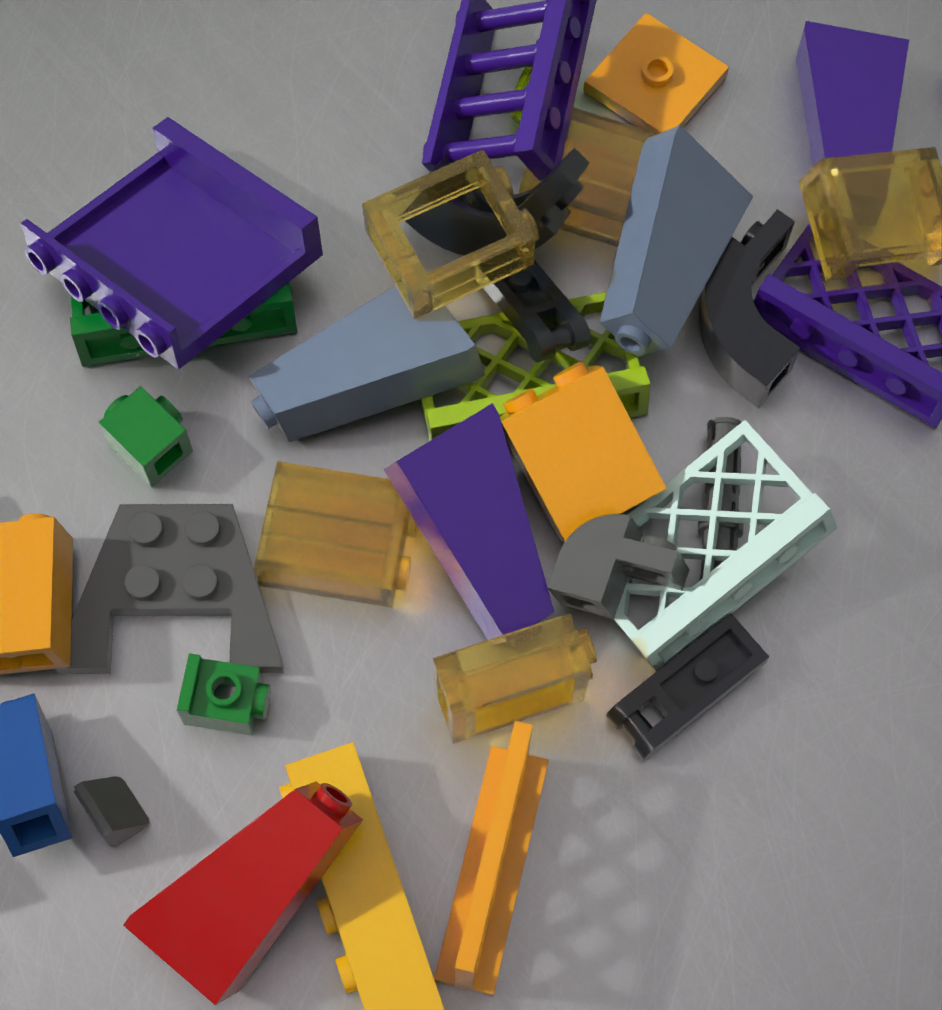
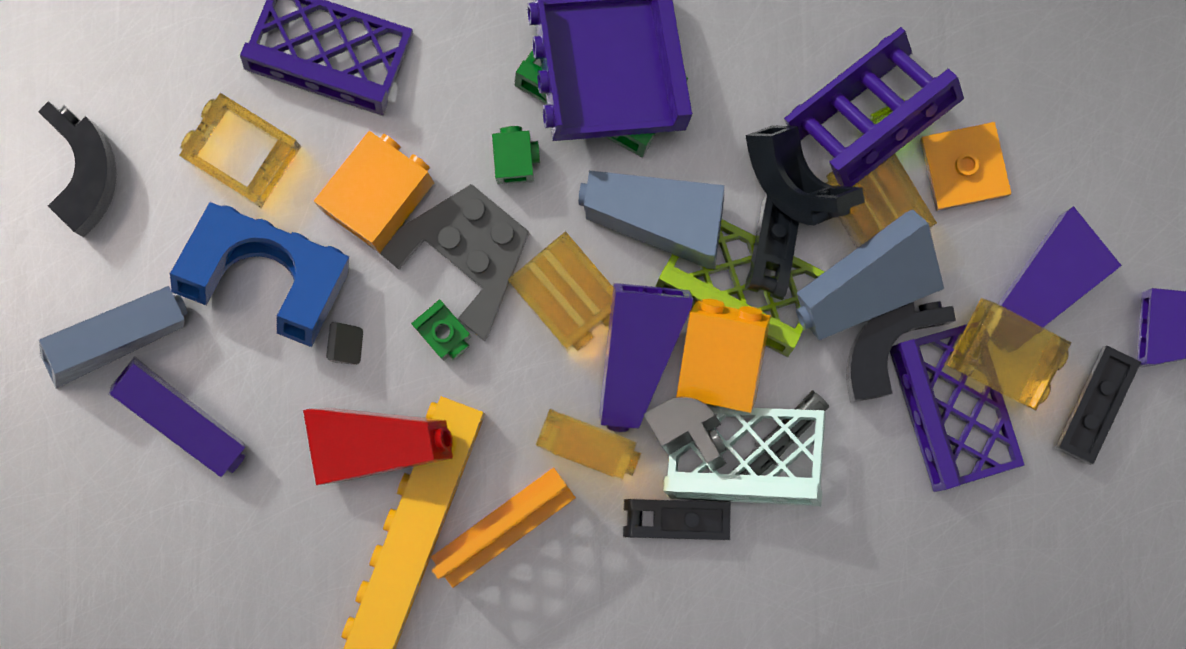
camera: 45 degrees right, 15 degrees up
(459, 278) = (792, 208): clear yellow window -> none

